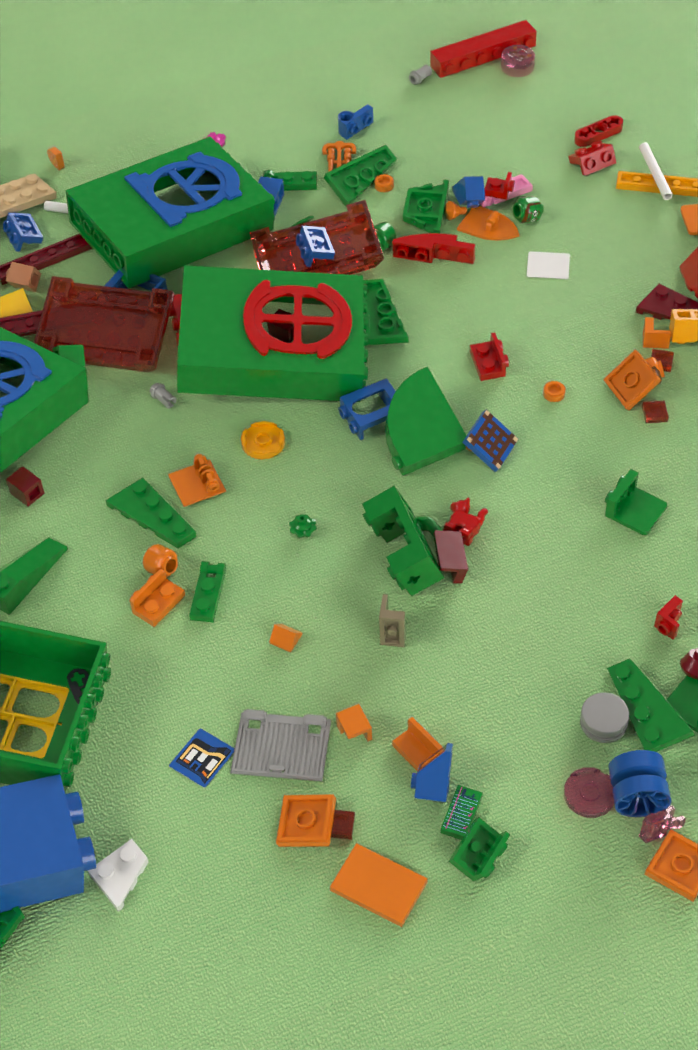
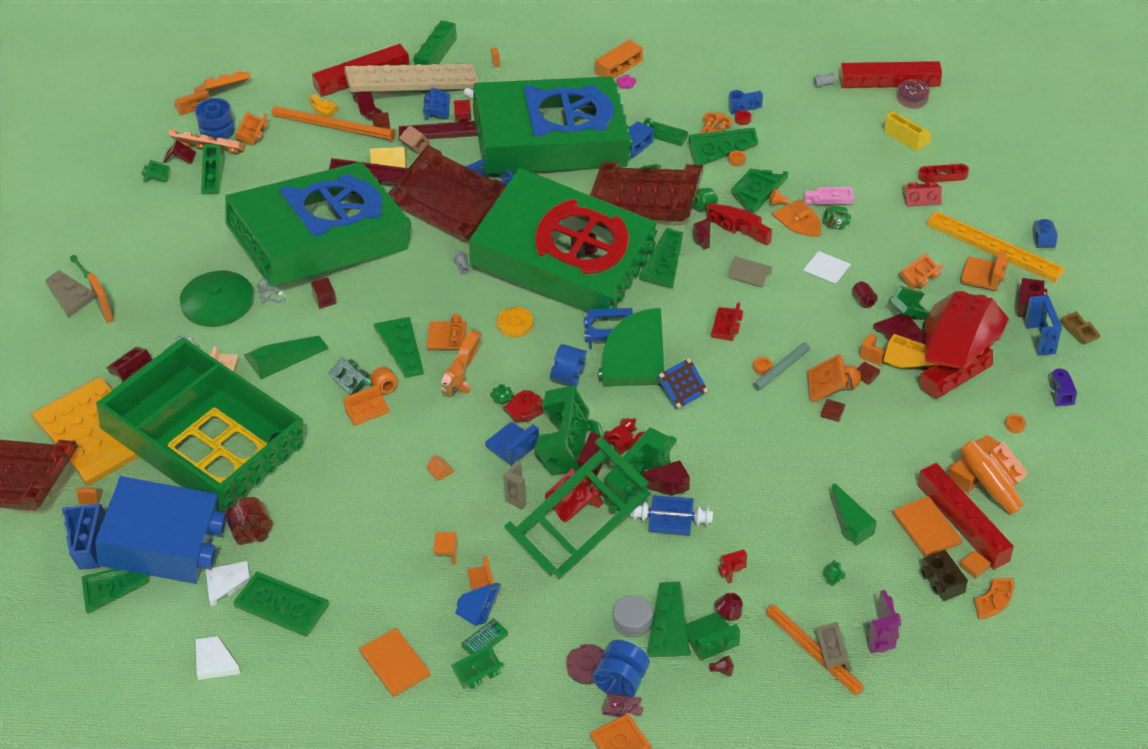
camera: 25 degrees right, 5 degrees down
(56, 227) = (462, 110): none -> red bracket
(71, 352) = (411, 209): green panel -> none
(109, 790) = (249, 521): none -> clear red brick
(116, 572) = (349, 376): none -> clear green bracket
(165, 976) = (214, 659): none -> white wing
(194, 119) = (619, 59): none -> orange brick
(202, 757) = (330, 528): sticker -> none
(205, 873) = (281, 603): none -> green plate
(207, 592) = (405, 415): green plate -> none
(242, 520) = (454, 376): none -> orange animal
(281, 746) = (389, 542): light grey window -> none
(306, 820) = (371, 598): orange tile -> none
(314, 244) = (642, 186): blue bracket -> none
(337, 529) = (524, 406): none -> red hand
(343, 824) = (394, 611): clear red tile -> none
(349, 575) = (513, 442): none -> blue bracket
(359, 466) = (568, 365): none -> blue brick
(362, 139) = (743, 117): none -> red tile
(402, 274) = (701, 233): none -> dark red bracket
(453, 609) = (576, 498): none -> red bracket
(470, 191) = (796, 186): blue slope -> none
(477, 296) = (749, 271): none -> dark tan panel
(482, 545) = (538, 514): none -> green piece
(498, 187) = (822, 191): red bracket -> none
(506, 576) = (646, 454): none -> green brick
(537, 100) = (906, 131): none -> yellow piece
(542, 550) = (668, 479): none -> dark red slope
(570, 588) = (672, 515): none -> blue plate
(573, 385) = (781, 366): none -> sand green piece
(608, 279) = (864, 294): none -> dark red brick
(633, 506) = (762, 472): green bracket -> none
(647, 237) = (920, 271): none -> orange bracket
(655, 171) = (965, 221): white piece -> none
(656, 270) = (908, 302): none -> green bracket

